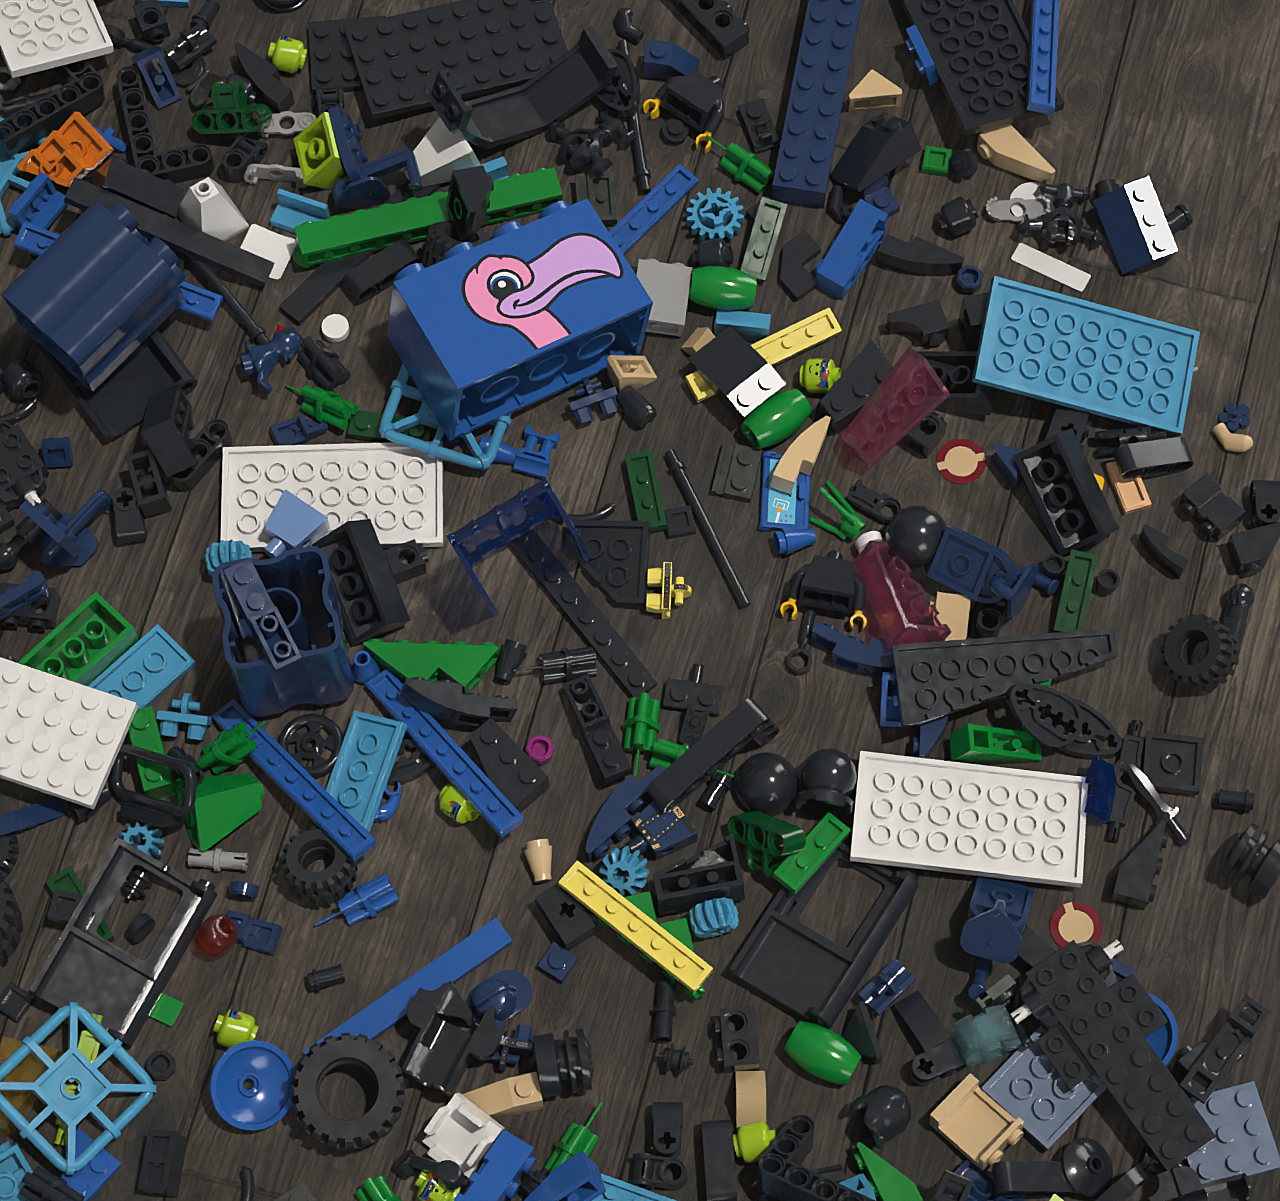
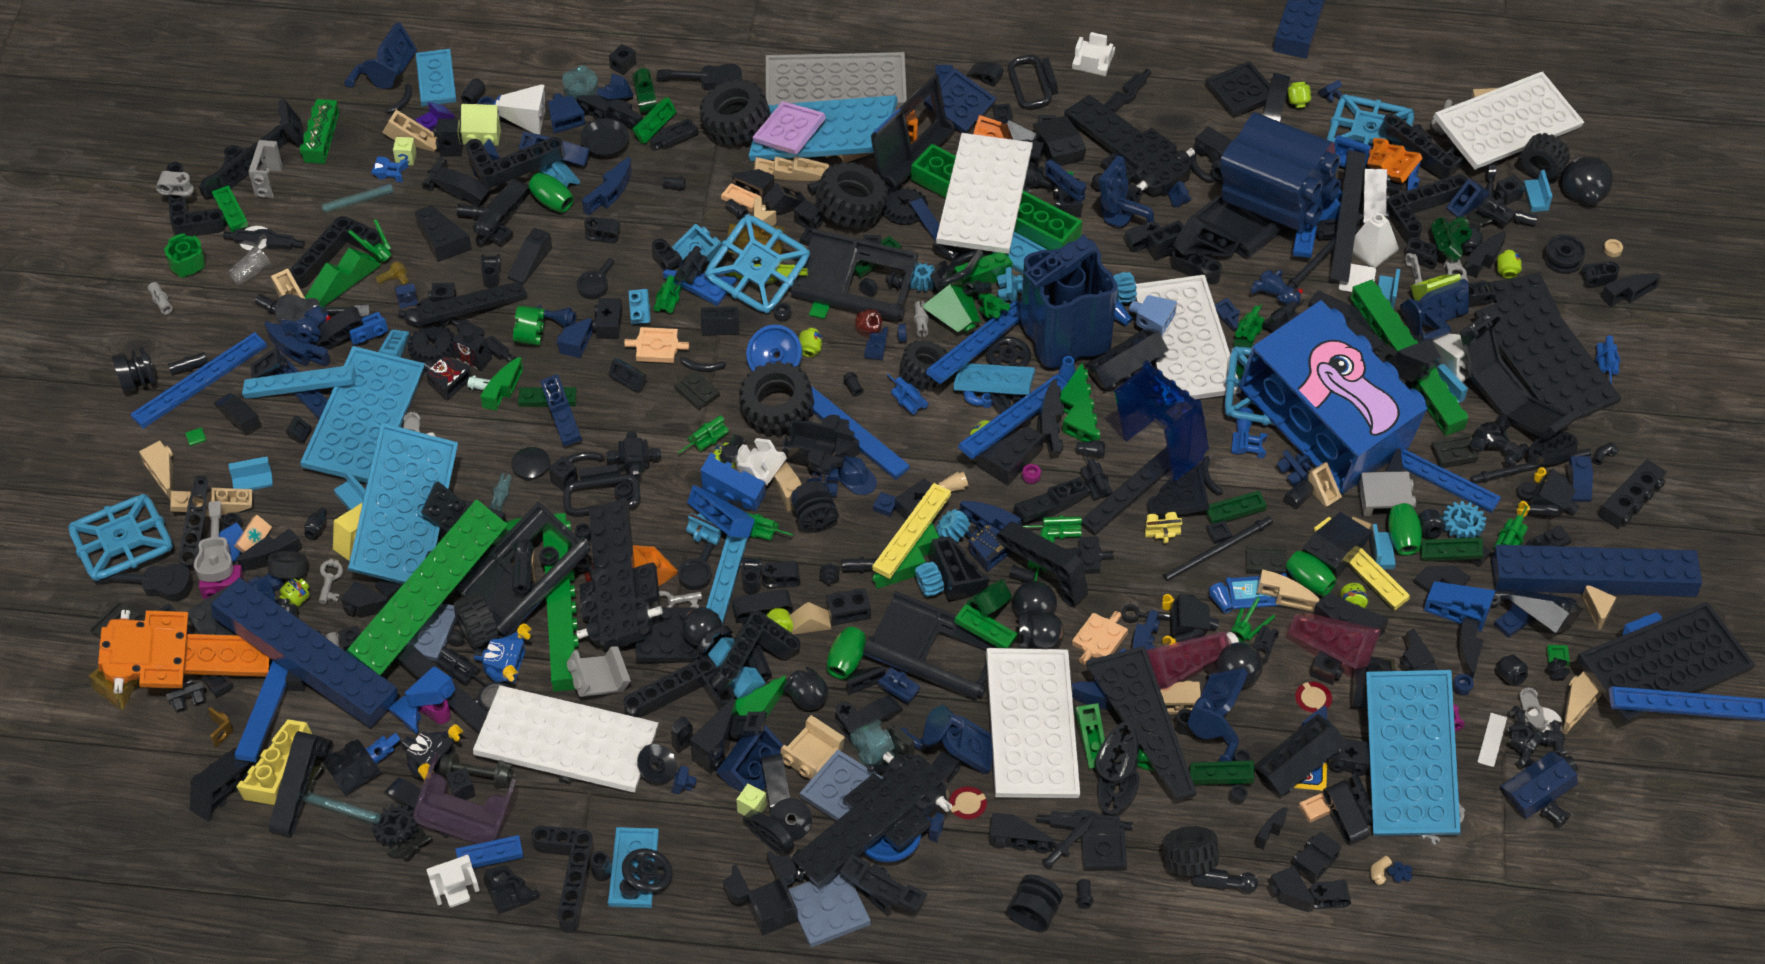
camera: 80 degrees right, 15 degrees down
(834, 708) = (1099, 636): none -> light nougat plate
(1101, 798) = (1071, 800): clear blue slope -> none

